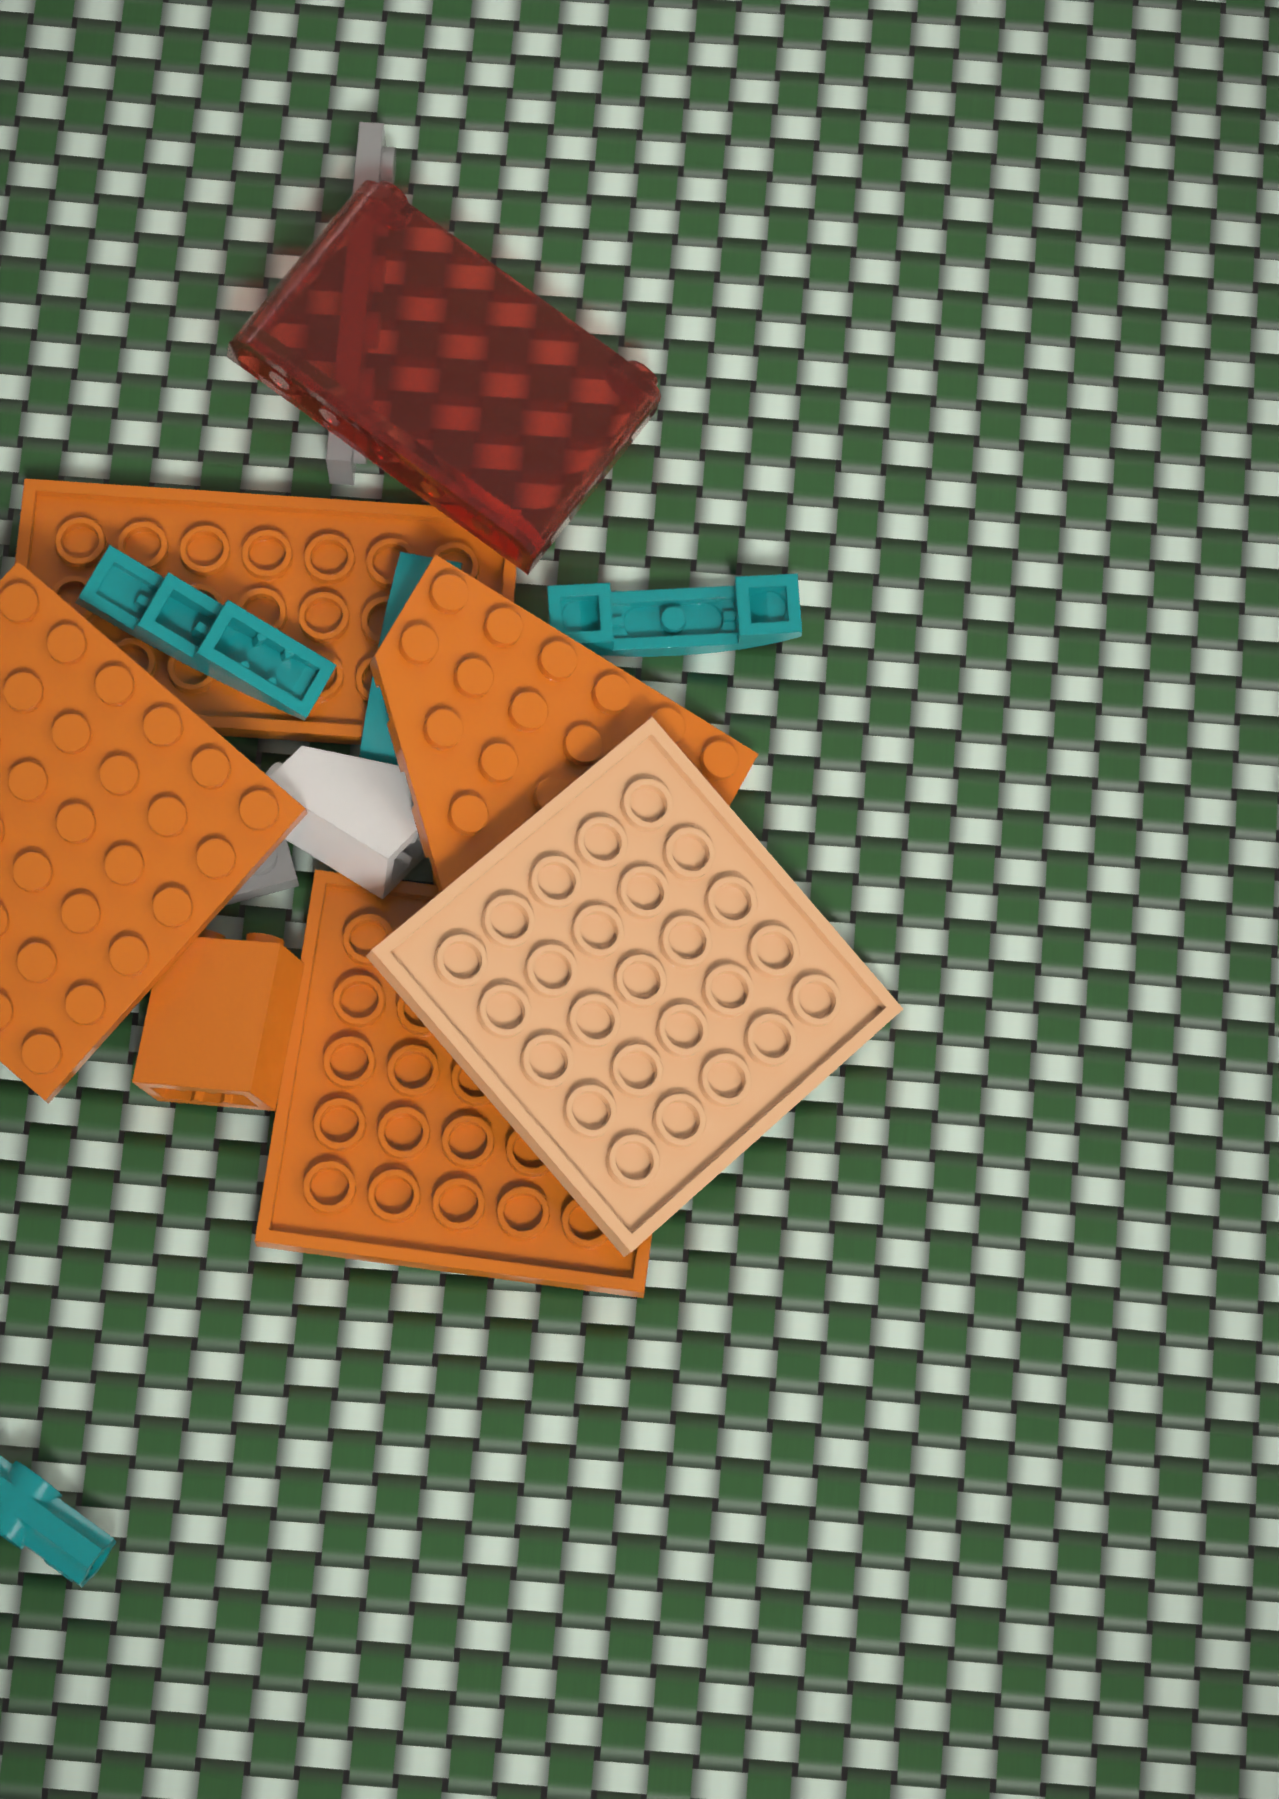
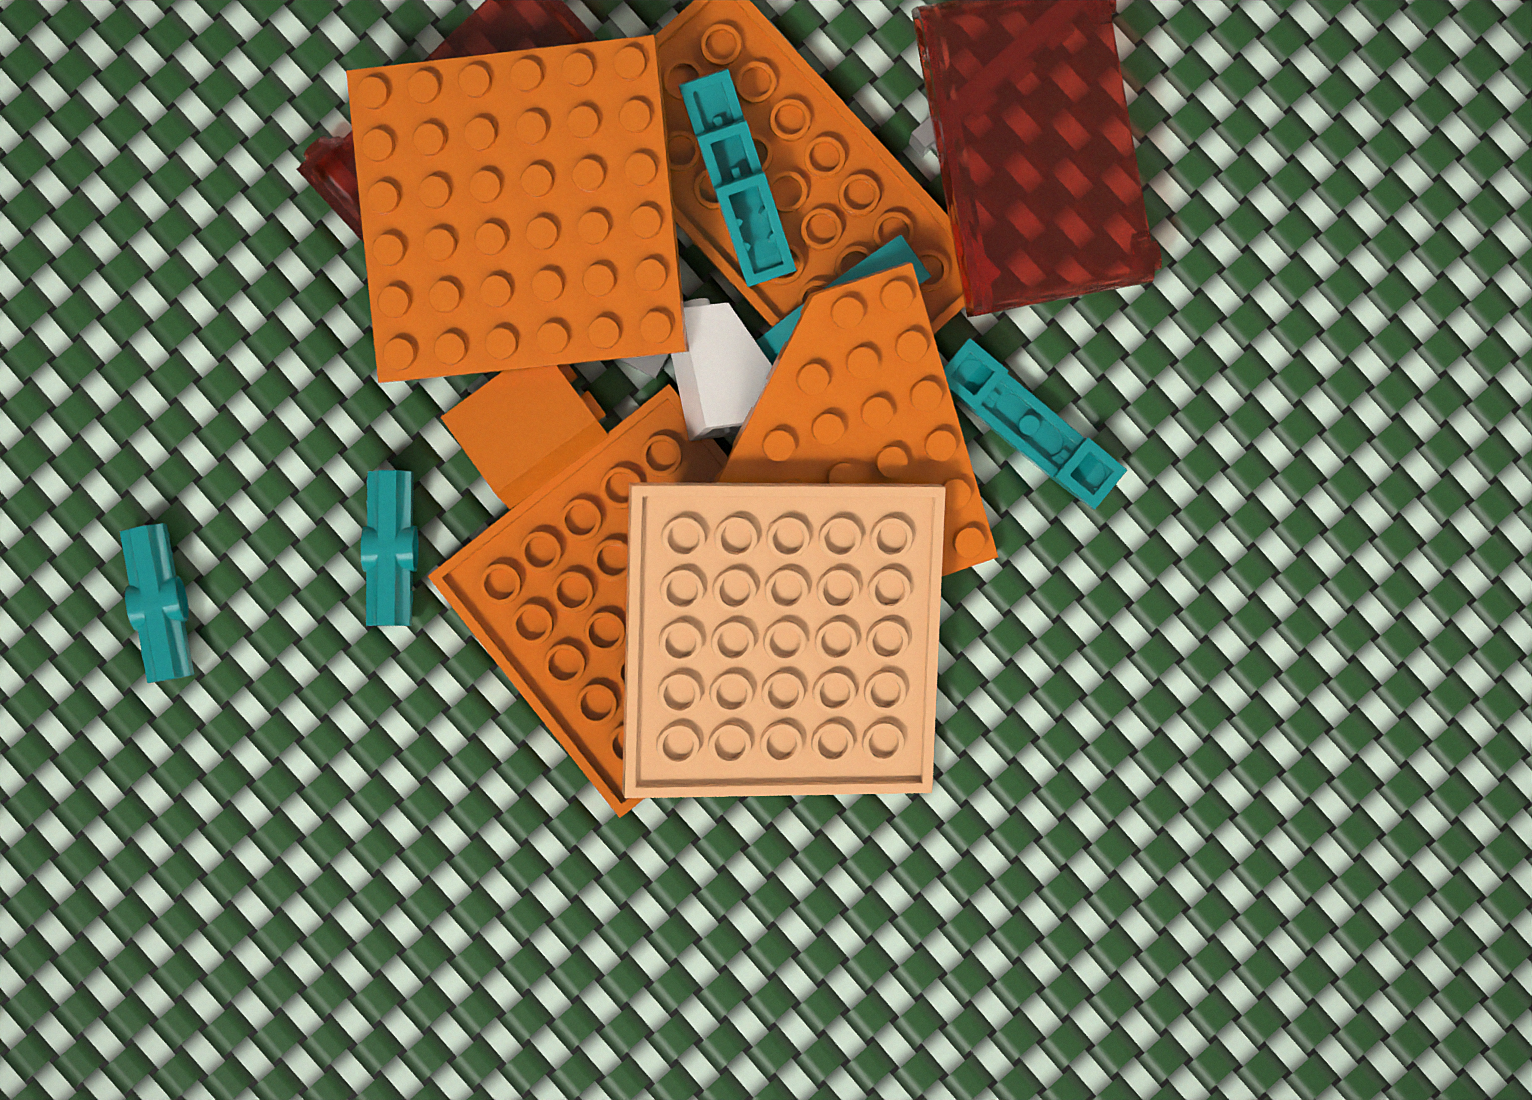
camera: 45 degrees right, 15 degrees up
(195, 1251) = (389, 548): none -> teal piece

